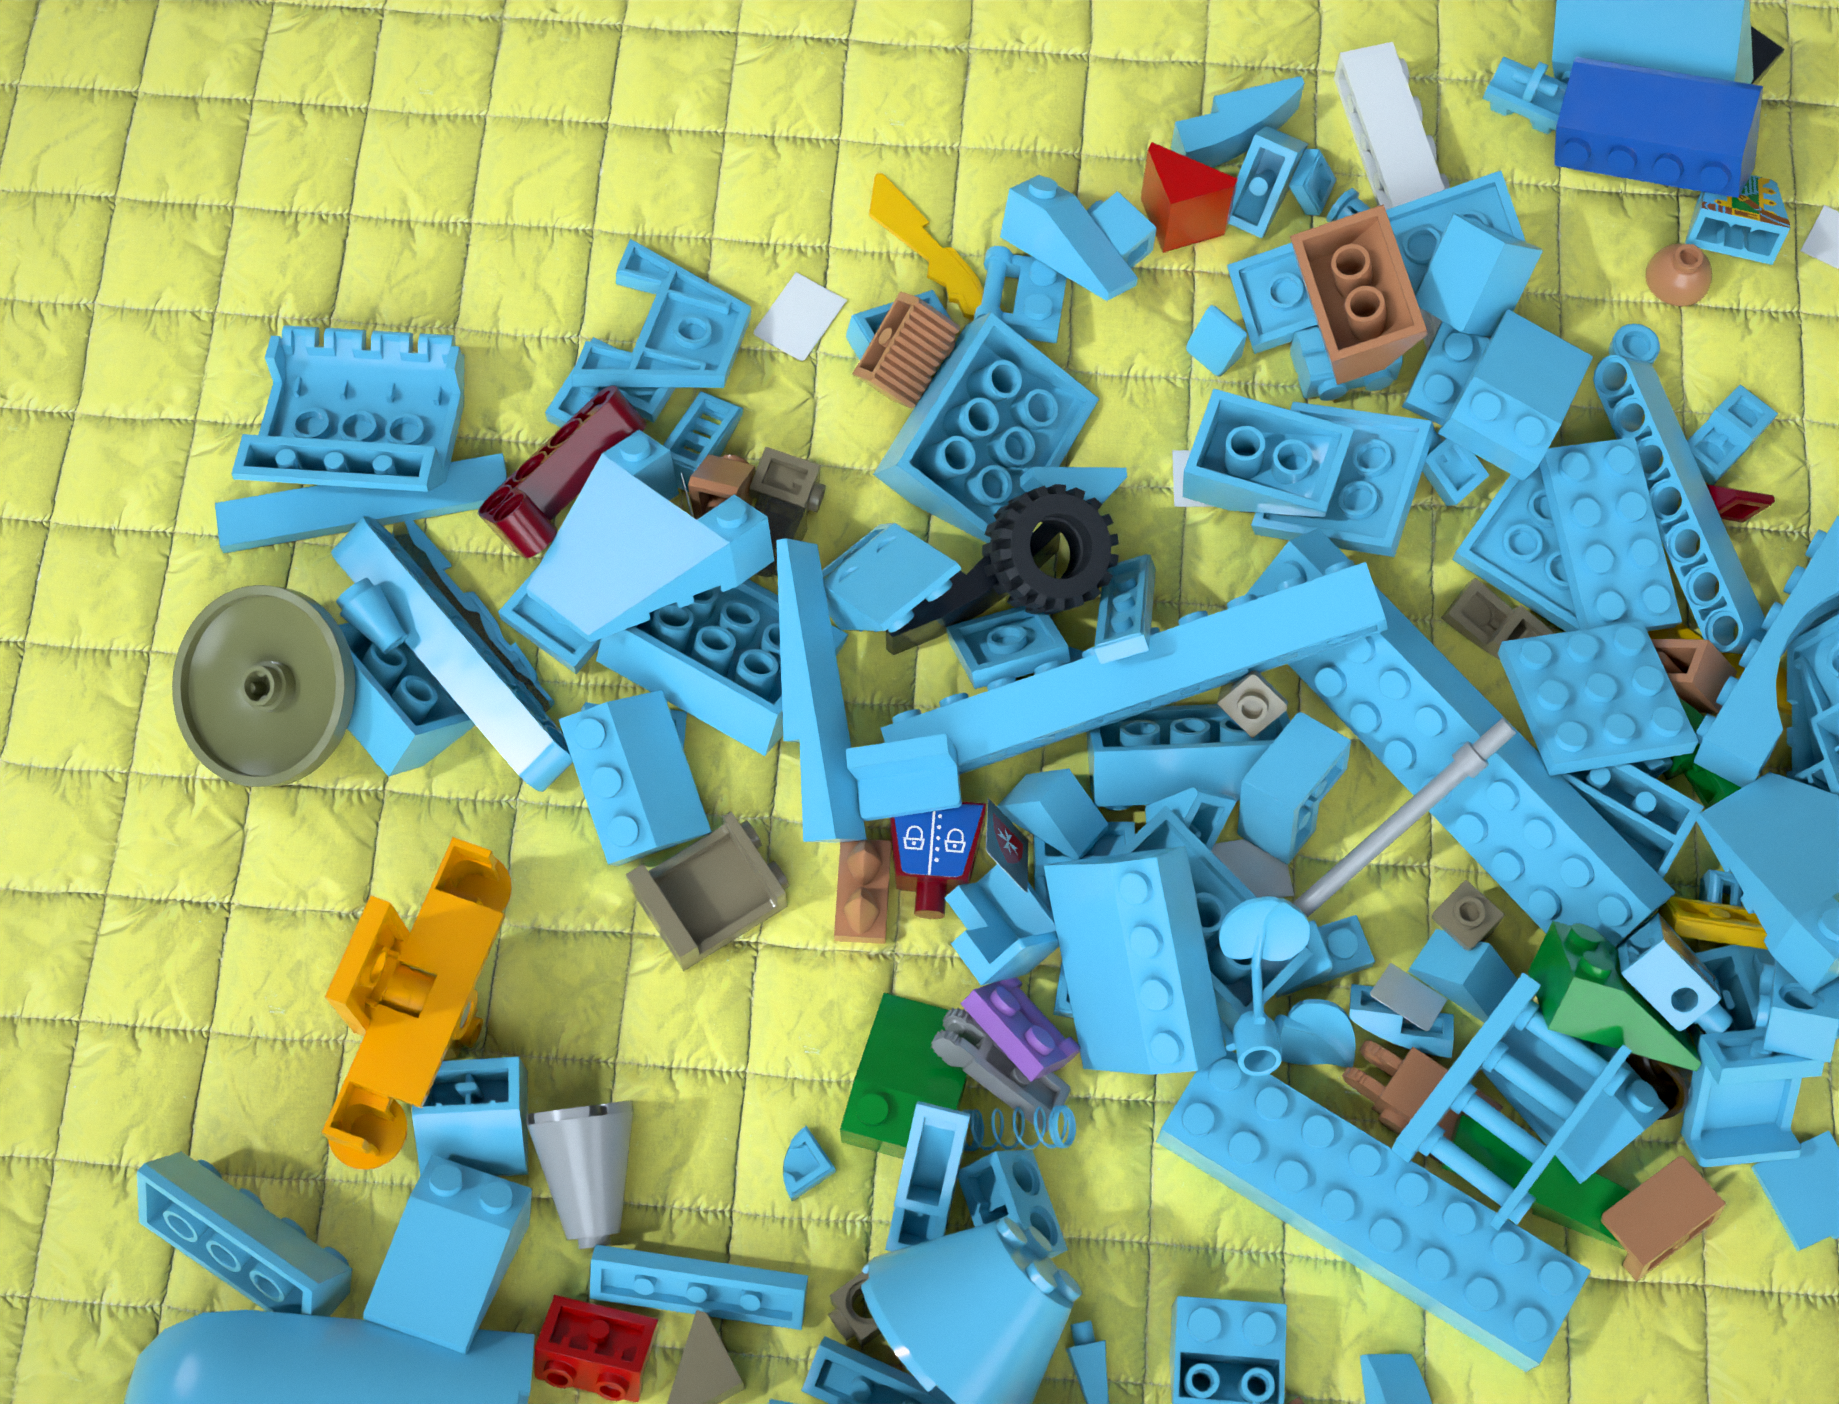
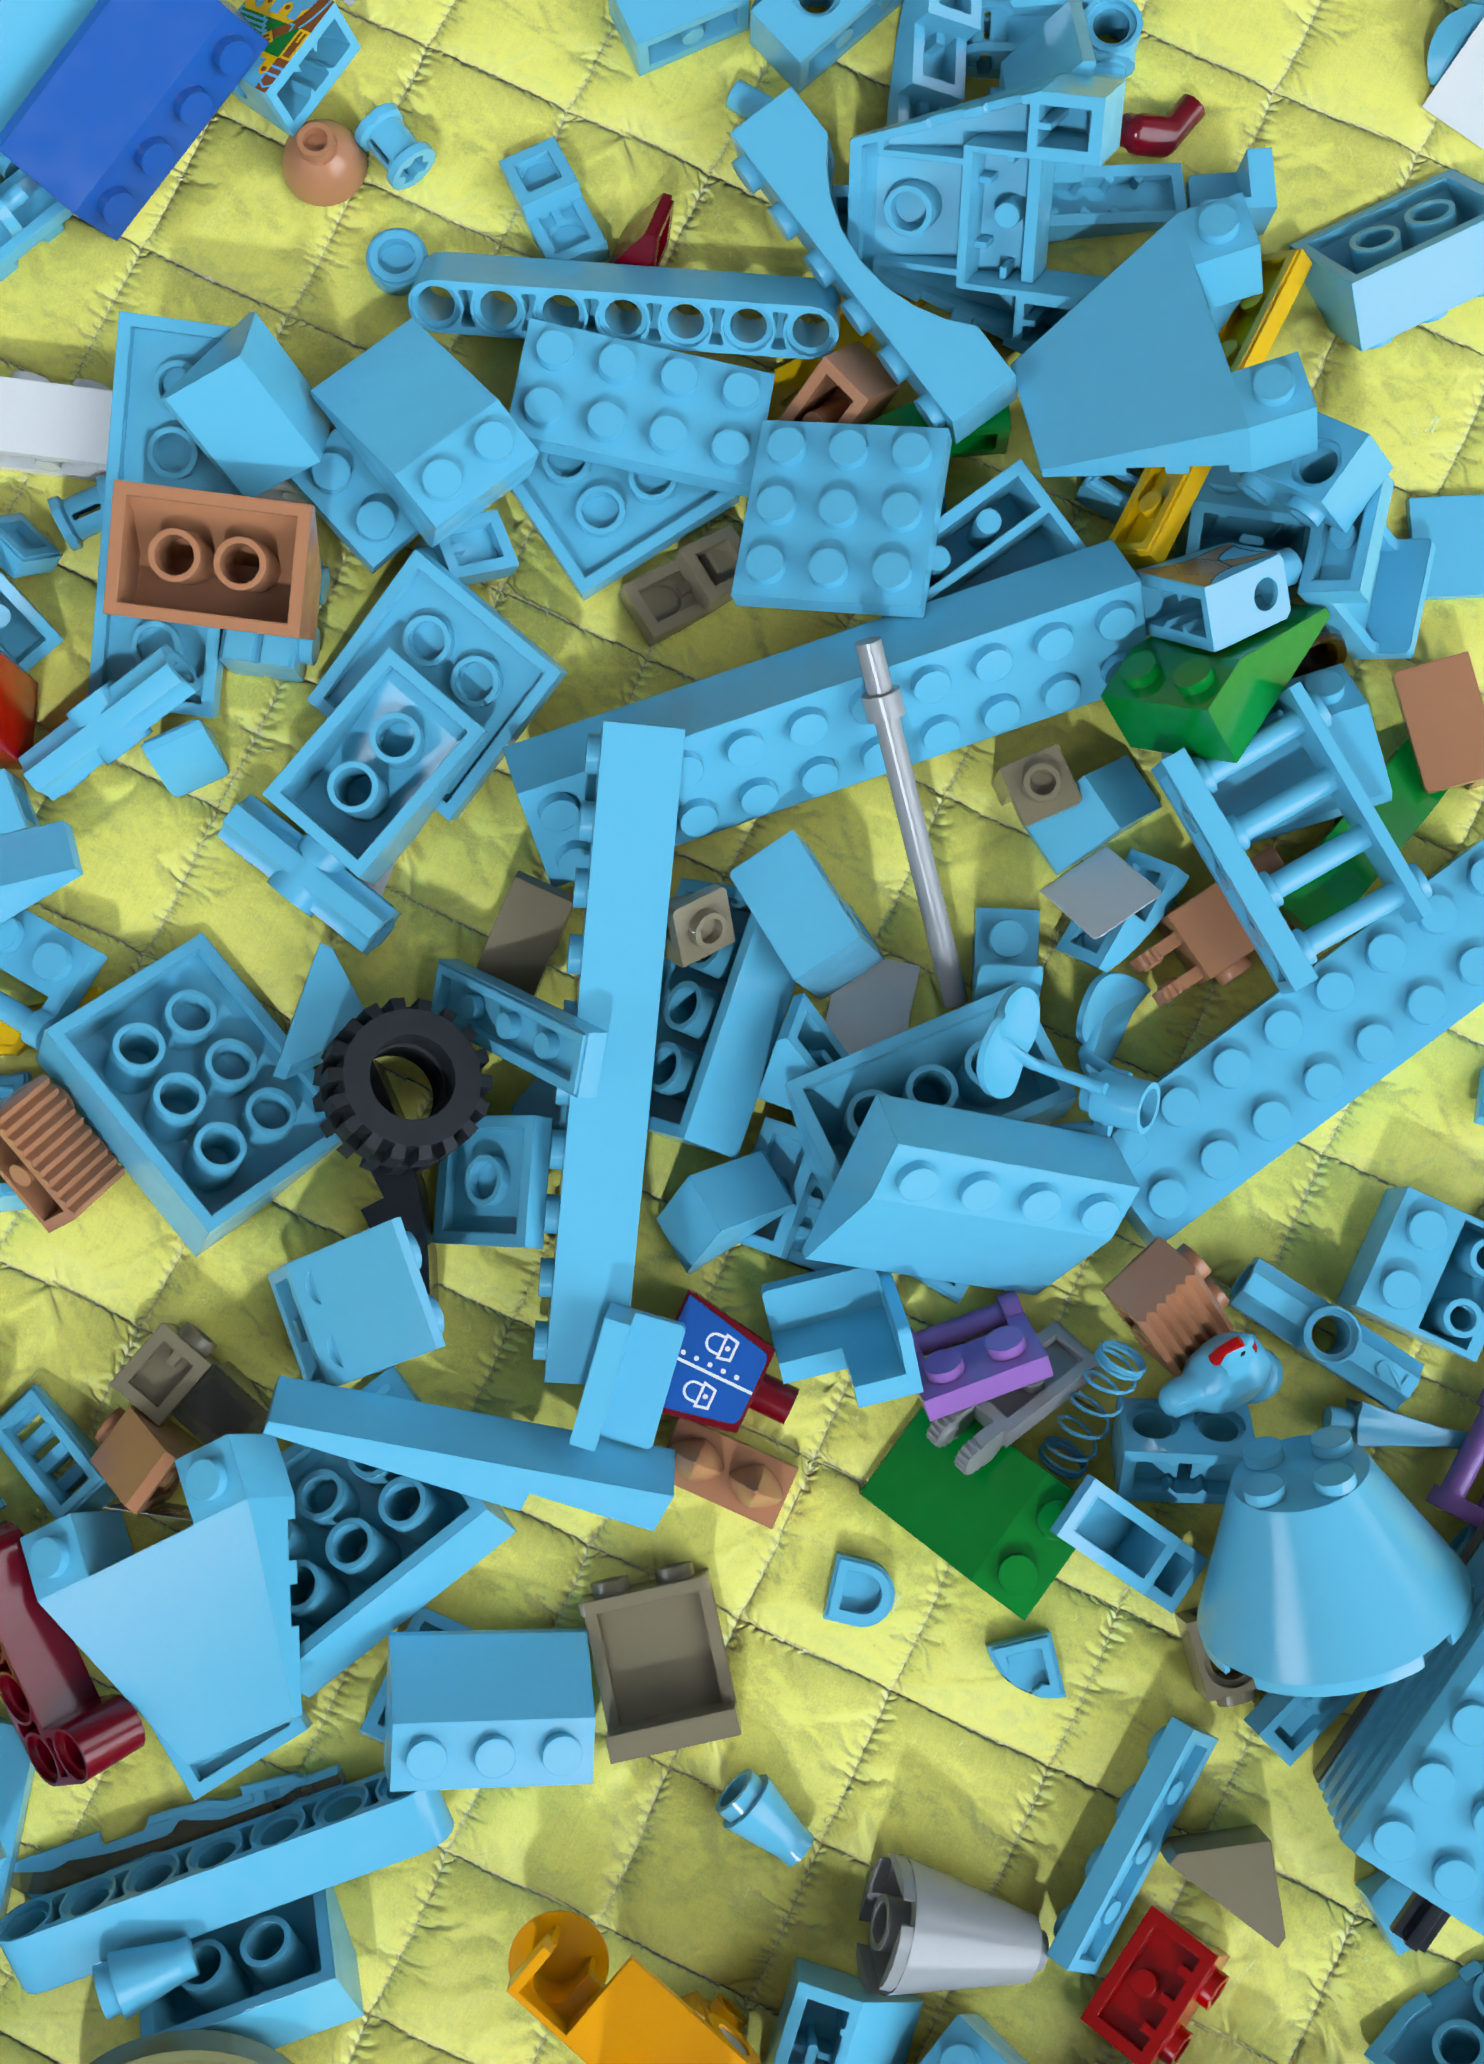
camera: 70 degrees left, 15 degrees up
(621, 1007) = (762, 1816): none -> medium azure cone
(811, 1018) = (858, 1591): none -> medium azure tile
(1007, 846) = (749, 1285): dark grey sticker -> none
(1084, 1217) = (1223, 1376): none -> medium azure animal
(1116, 1156) = (1169, 1303): none -> nougat brick
(1139, 1328) = (1358, 1352): none -> medium azure piece
(1169, 449) = (308, 874): none -> medium azure piece
(1190, 594) = (526, 932): none -> dark tan slope
(1218, 281) = (109, 722): none -> medium azure piece
(1714, 313) = (394, 146): none -> medium azure bush

